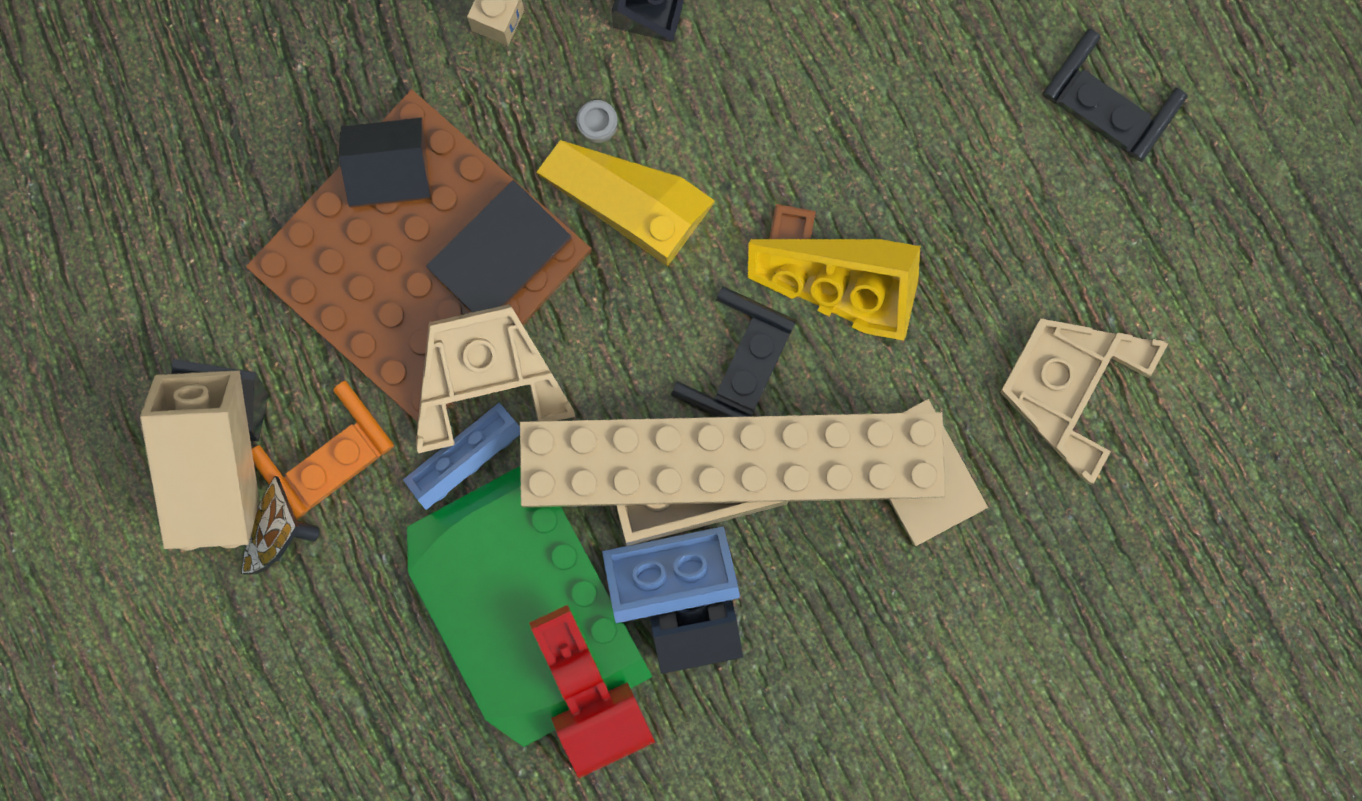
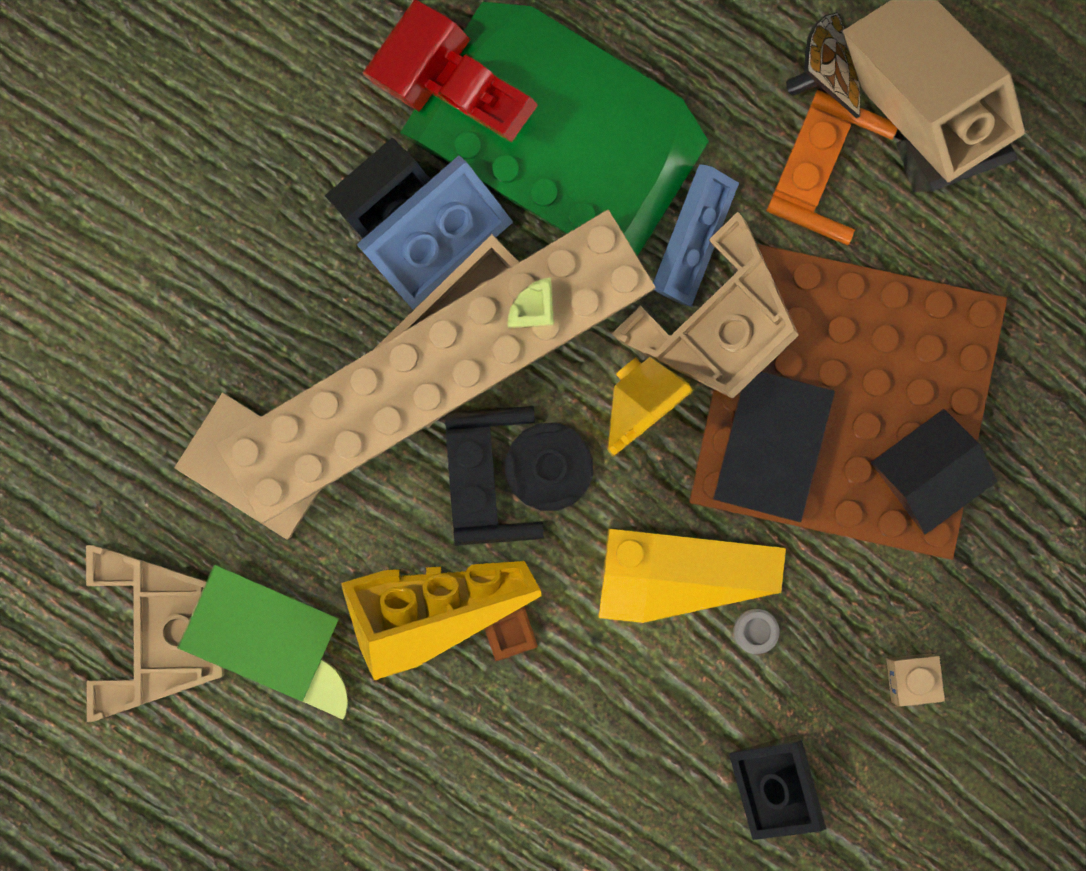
camera: 150 degrees right, 5 degrees up
(583, 338) = (641, 399): none -> yellow wedge
(626, 459) = (533, 306): none -> yellowish green tile
(686, 340) = (549, 466): none -> black tile
(962, 263) = (328, 691): none -> yellowish green tile
(993, 336) = (257, 633): none -> bright green tile

